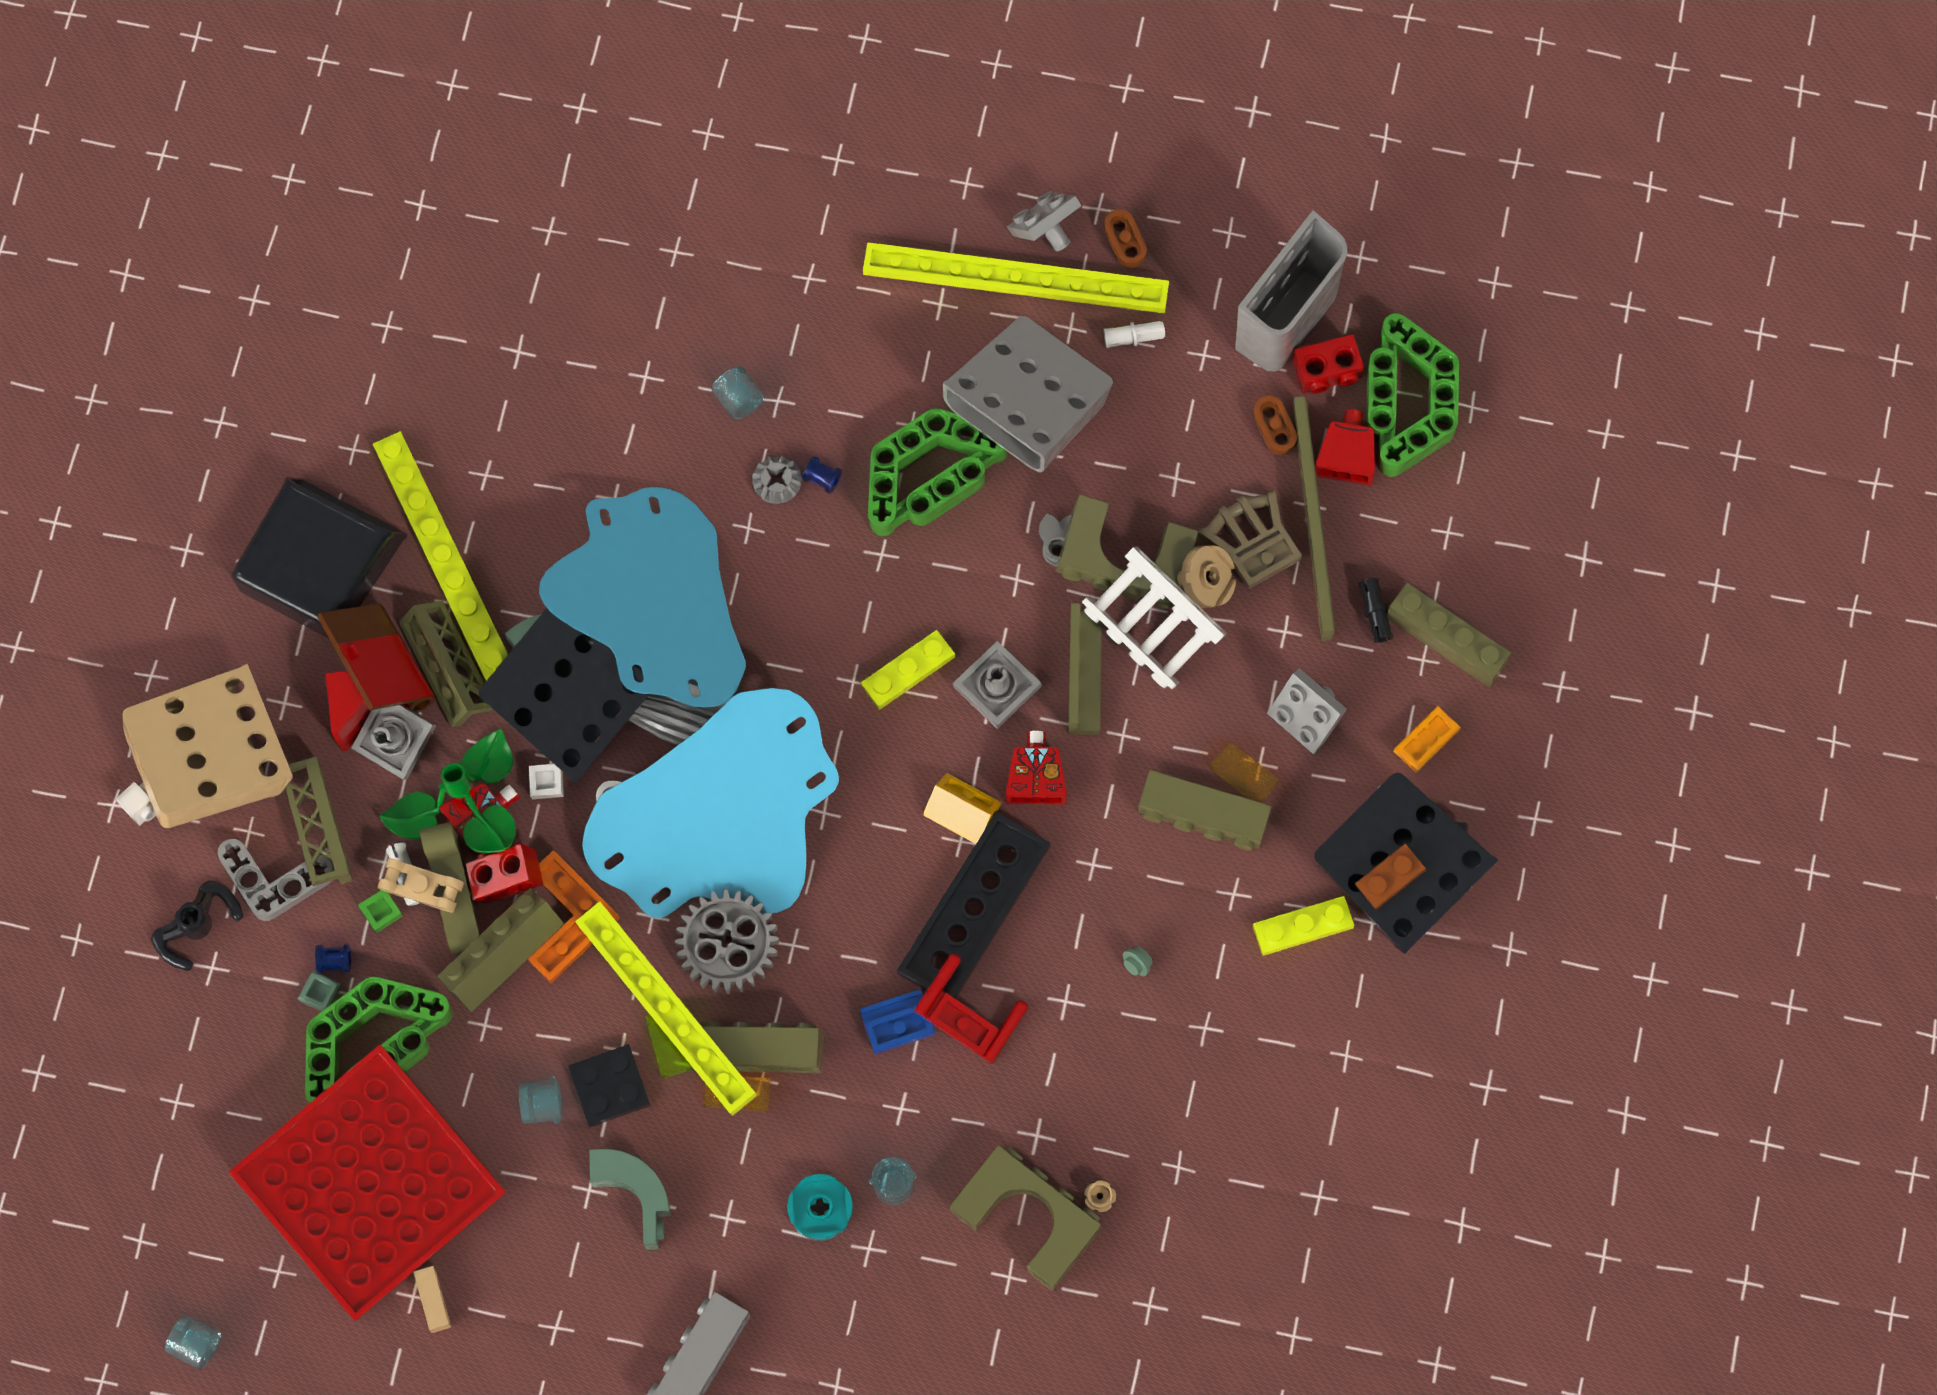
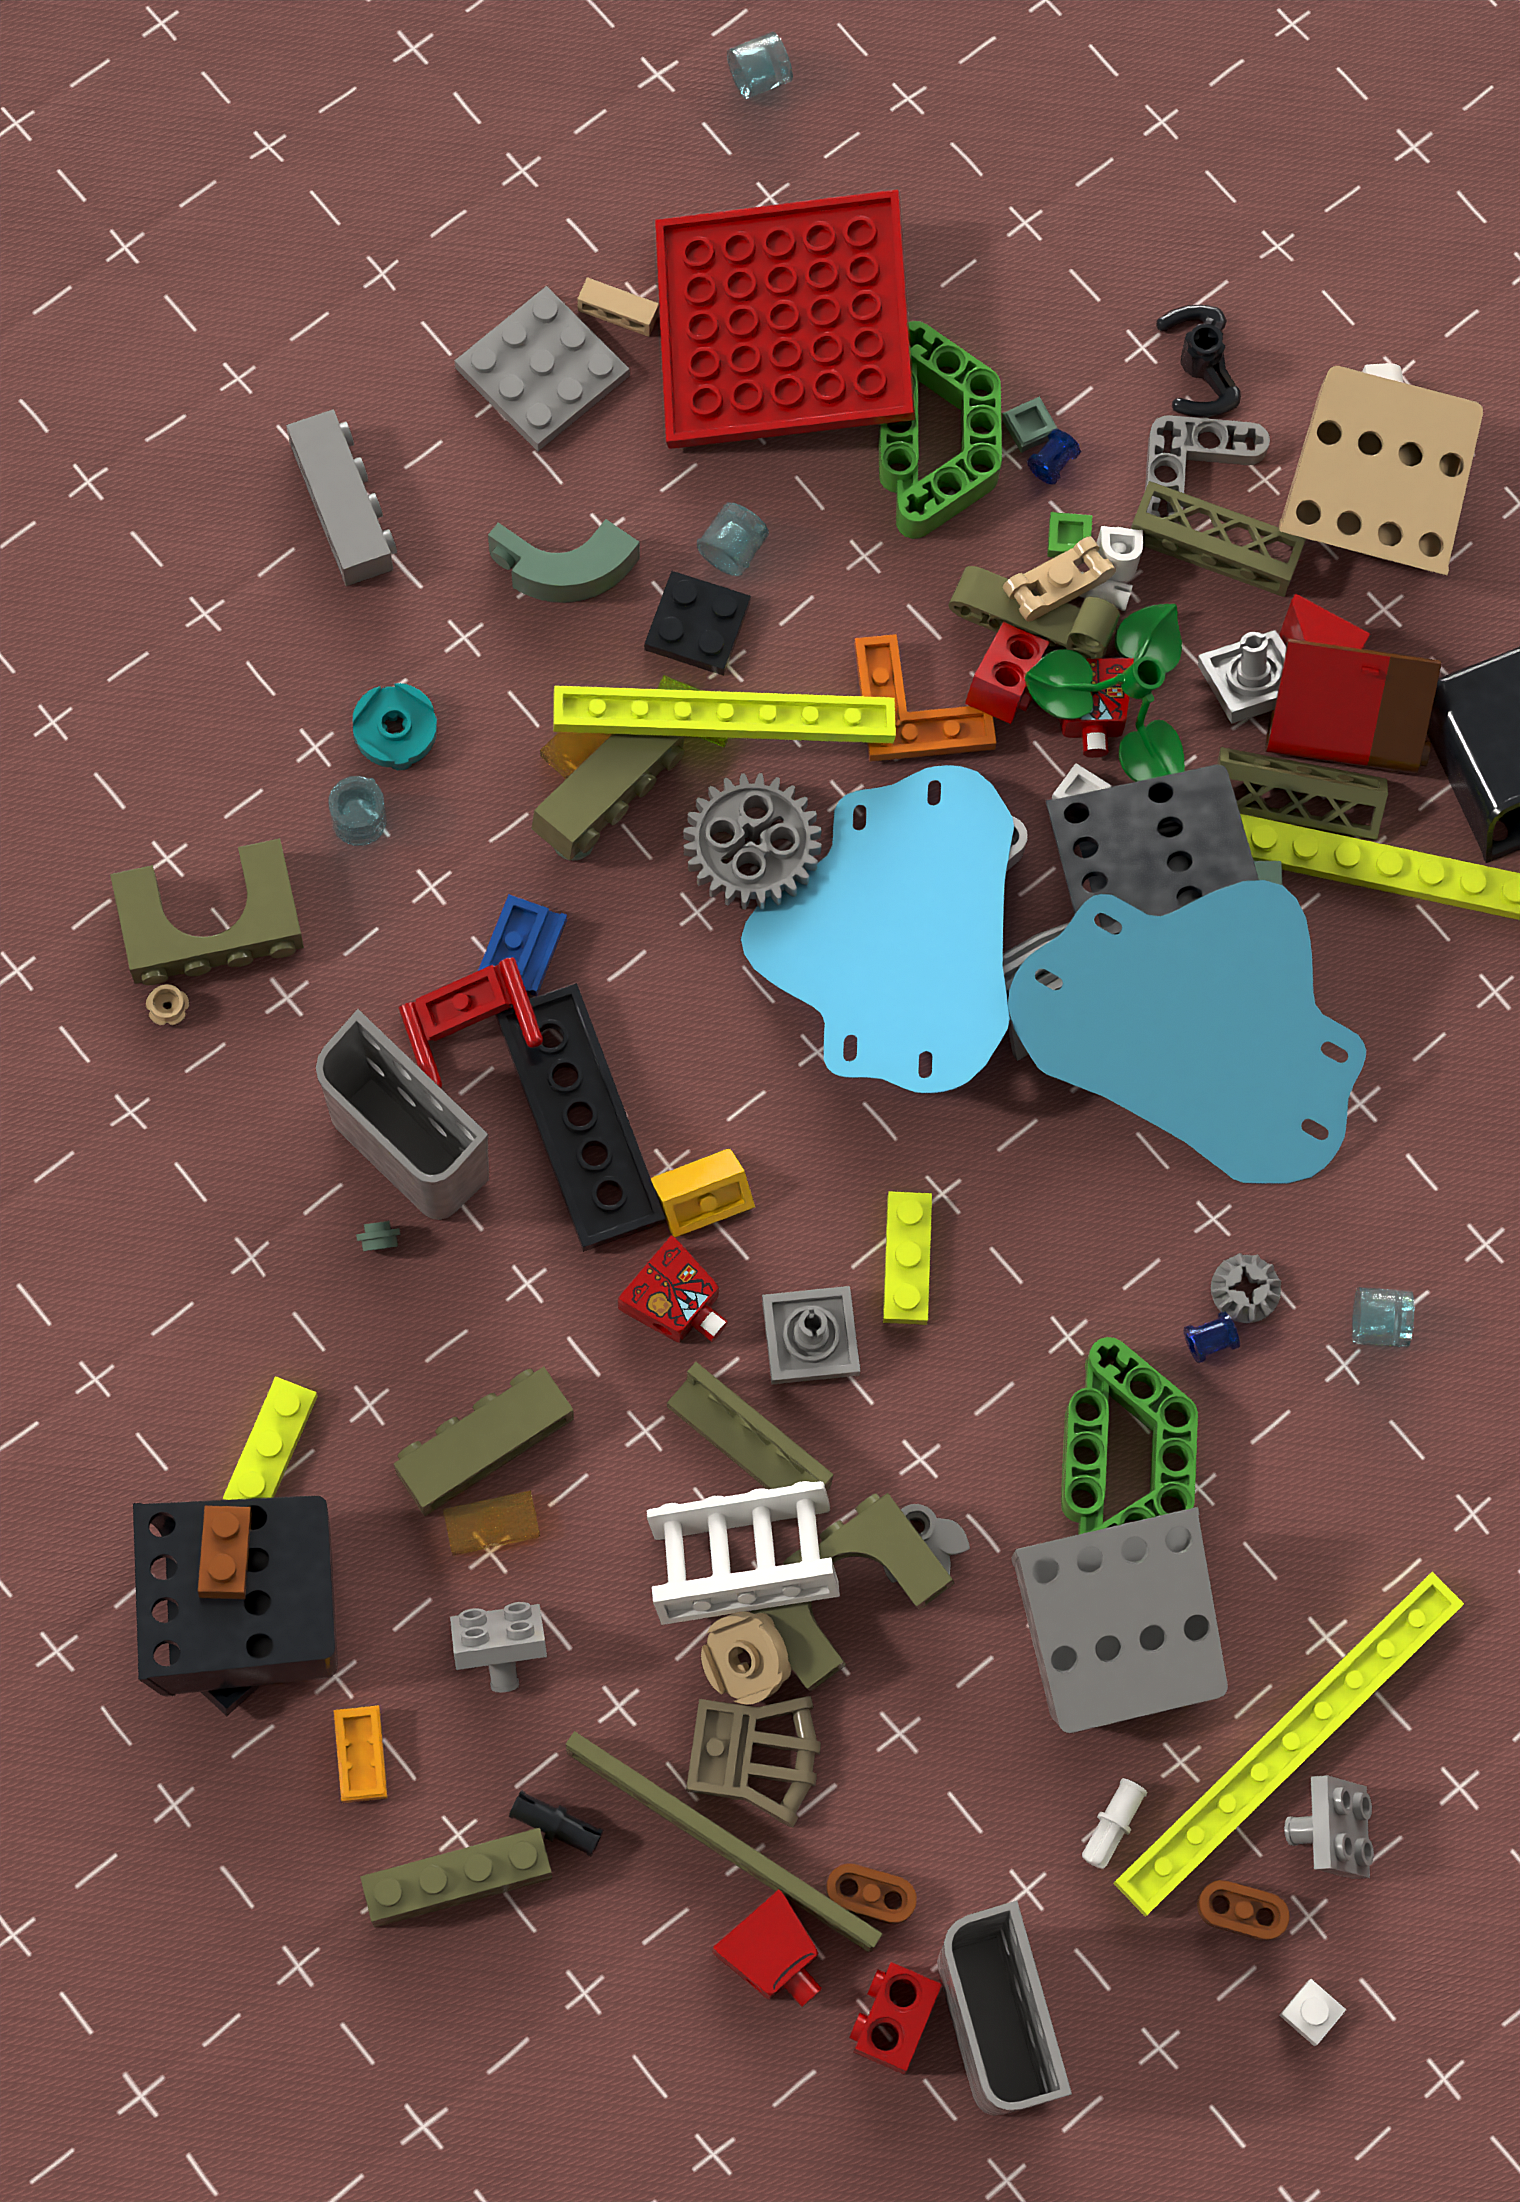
camera: 120 degrees right, 0 degrees up
(368, 871) = (1123, 550): none -> white plate
(500, 950) = (926, 612): olive brick -> none
(510, 1314) = (542, 368): none -> light grey plate
(1072, 975) = (401, 1119): none -> light grey piece
(1148, 171) = (1312, 2012): none -> white plate
(1386, 380) = (819, 2073): bright green piece -> none

